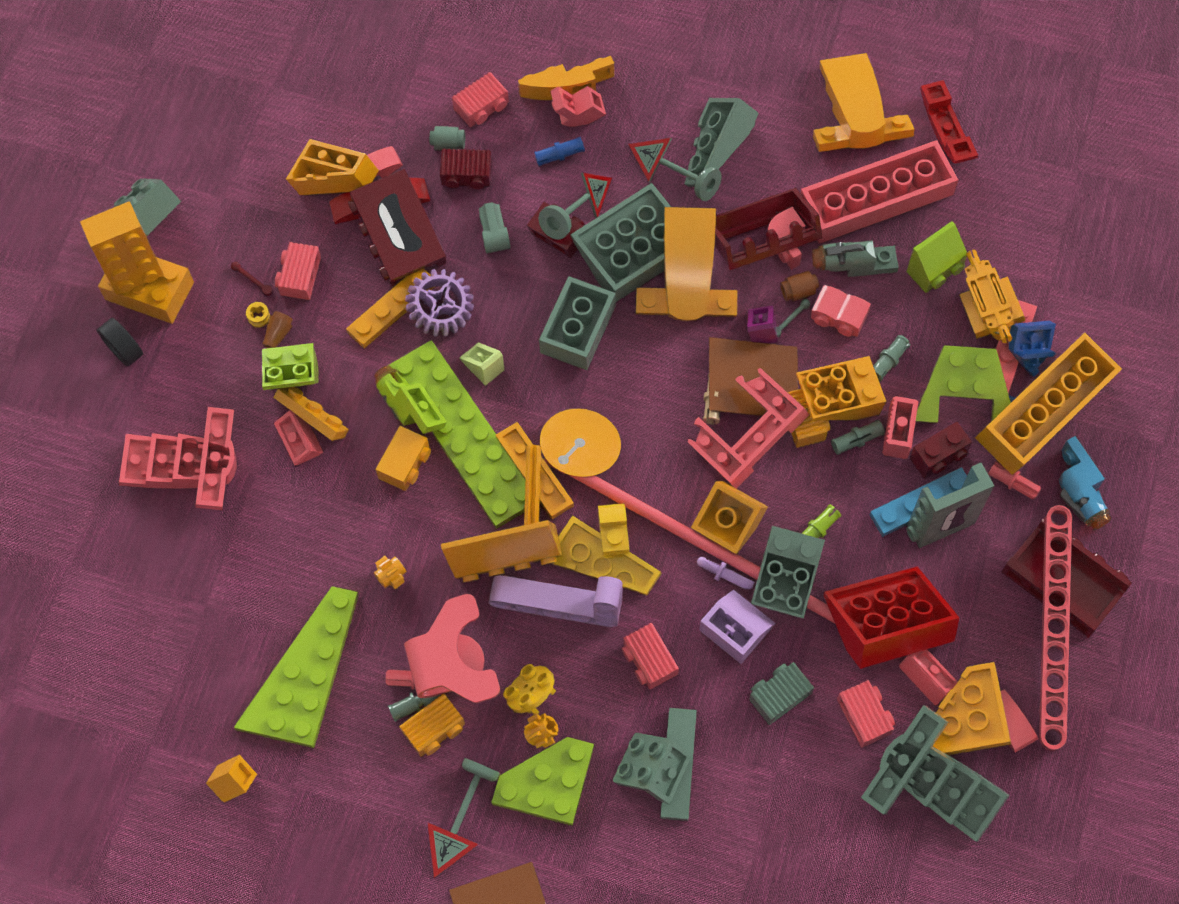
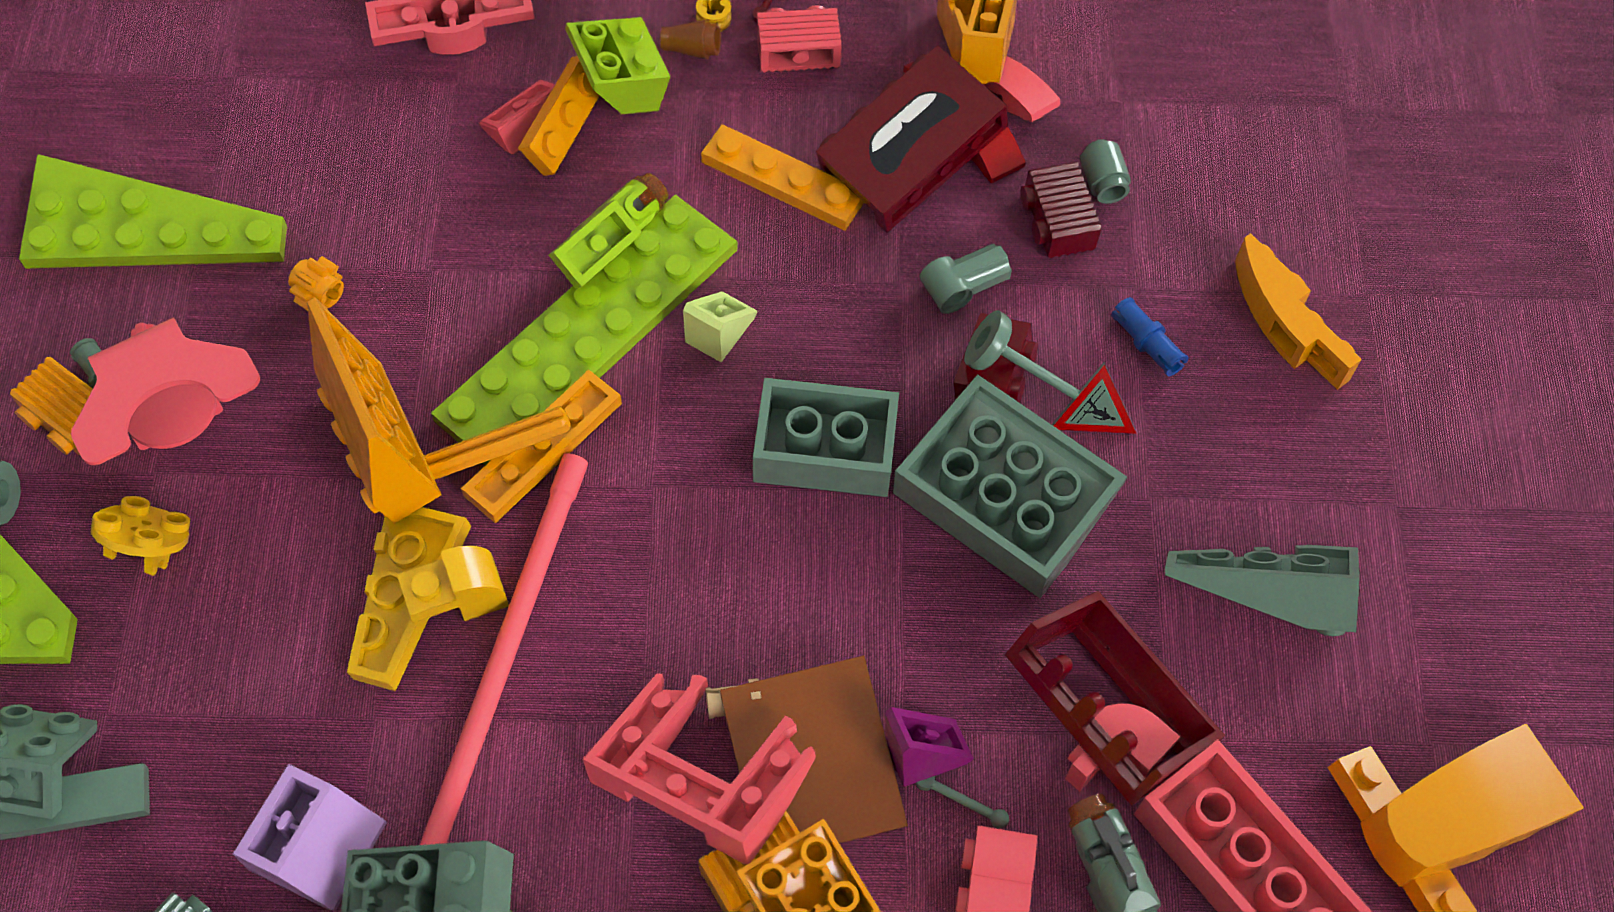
camera: 70 degrees right, 5 degrees down
(403, 458) = (514, 253): light orange brick -> none
(448, 306) = (768, 222): lavender gear -> none
(480, 100) = (1196, 198): coral brick -> none
(541, 730) = (73, 578): light orange gear -> none
(558, 601) = (303, 586): lavender beam -> none
(578, 108) = (1238, 338): coral brick -> none
(580, 442) = (611, 503): light orange piece -> none
(649, 656) = (231, 707): coral brick -> none
(650, 155) = (1170, 573): sand green piece -> none
(687, 270) = (978, 581): light orange slope -> none
(725, 573) = (418, 794): lavender piece -> none
(729, 516) = (521, 776): light orange slope -> none
(799, 286) = (1026, 795): dark orange brick -> none

